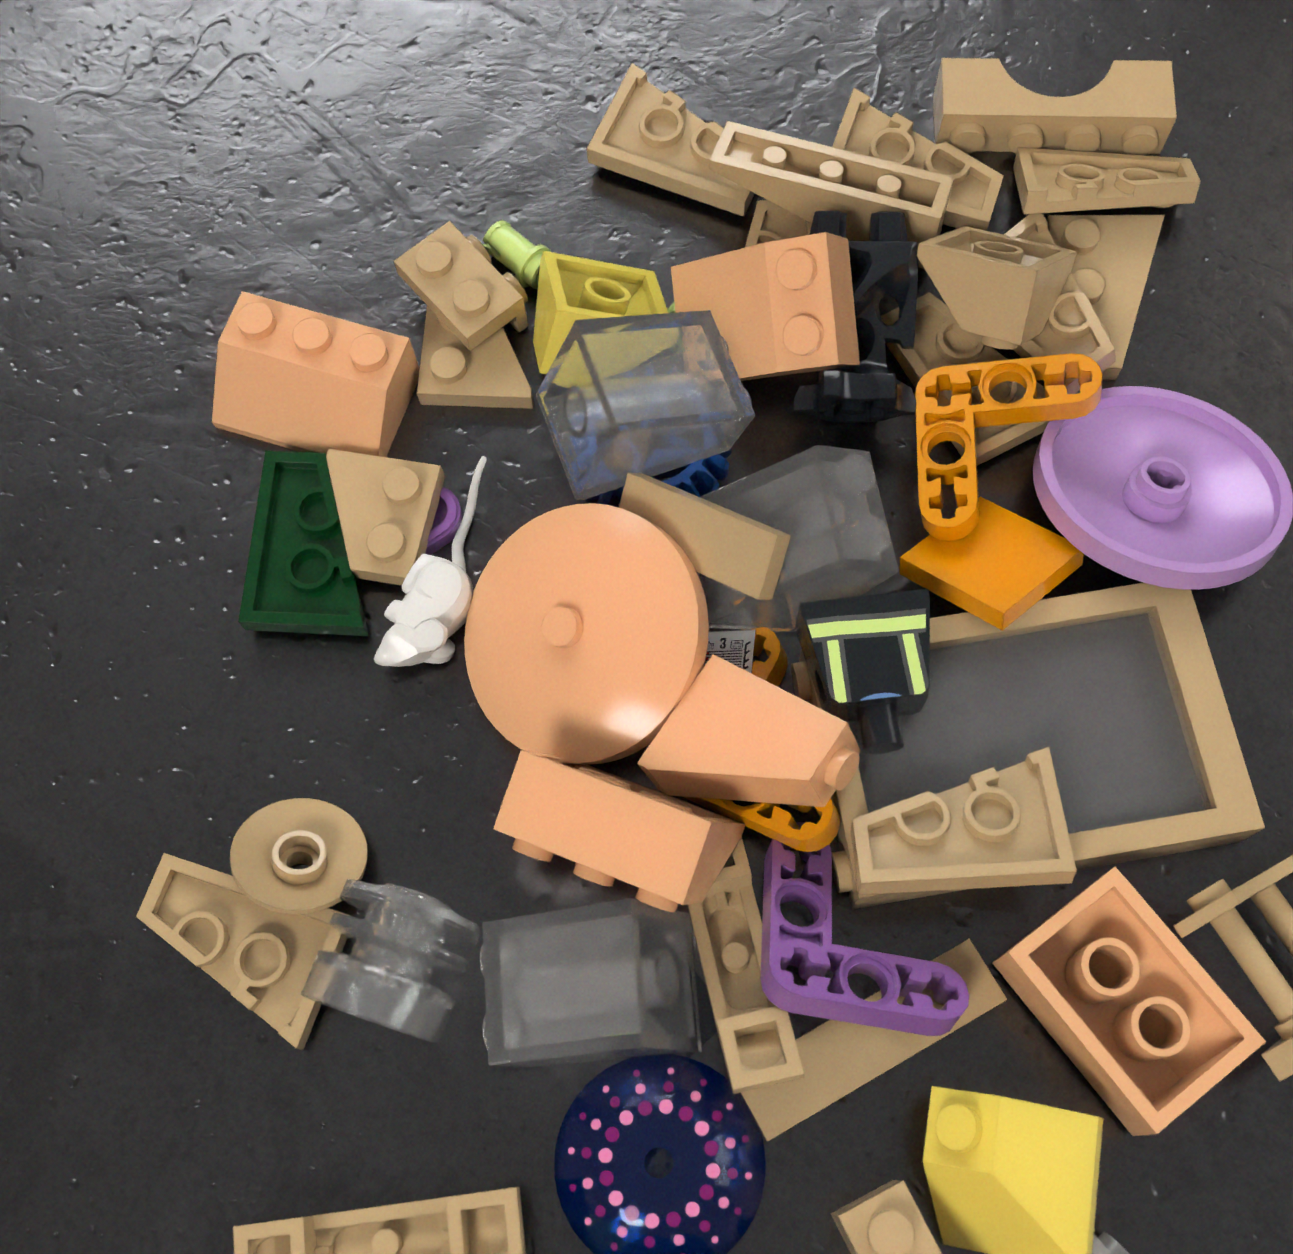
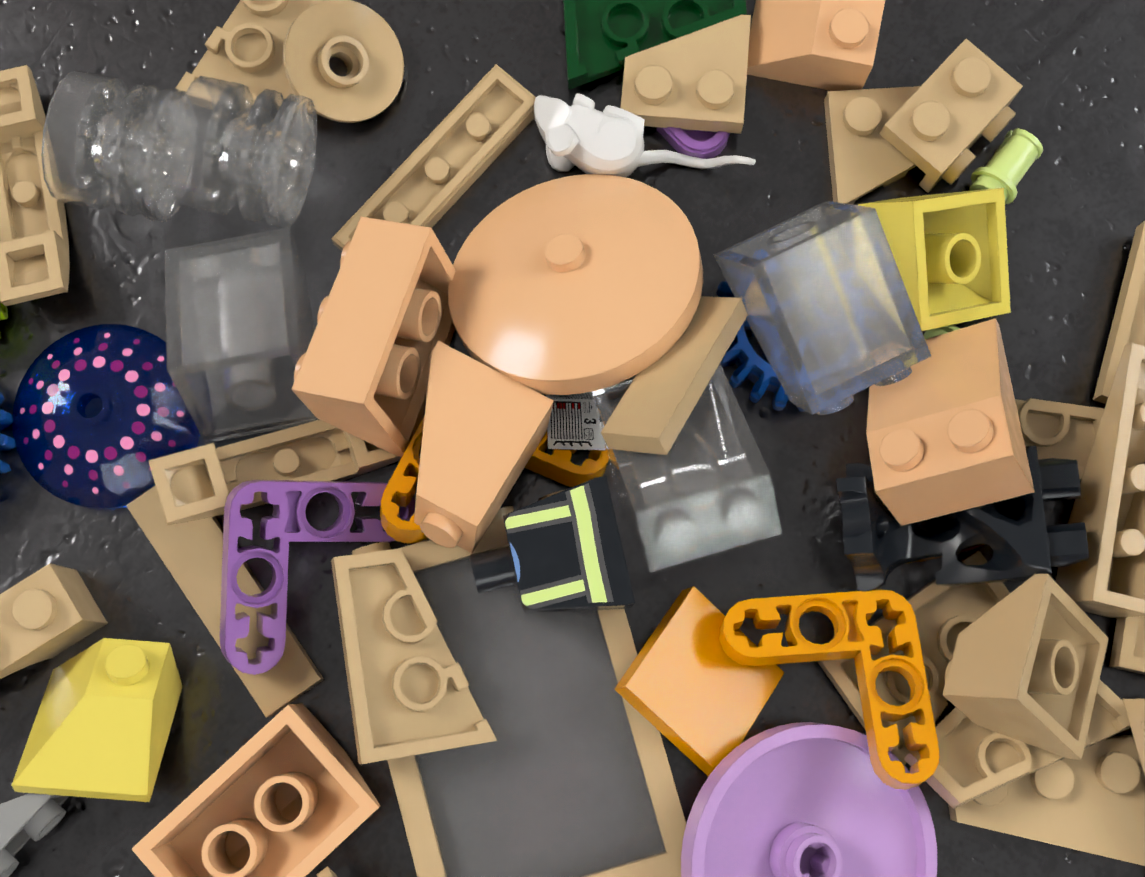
camera: 80 degrees right, 10 degrees up
(359, 1106) = (111, 145): none -> clear wheel
(431, 772) = (450, 156): none -> tan tile

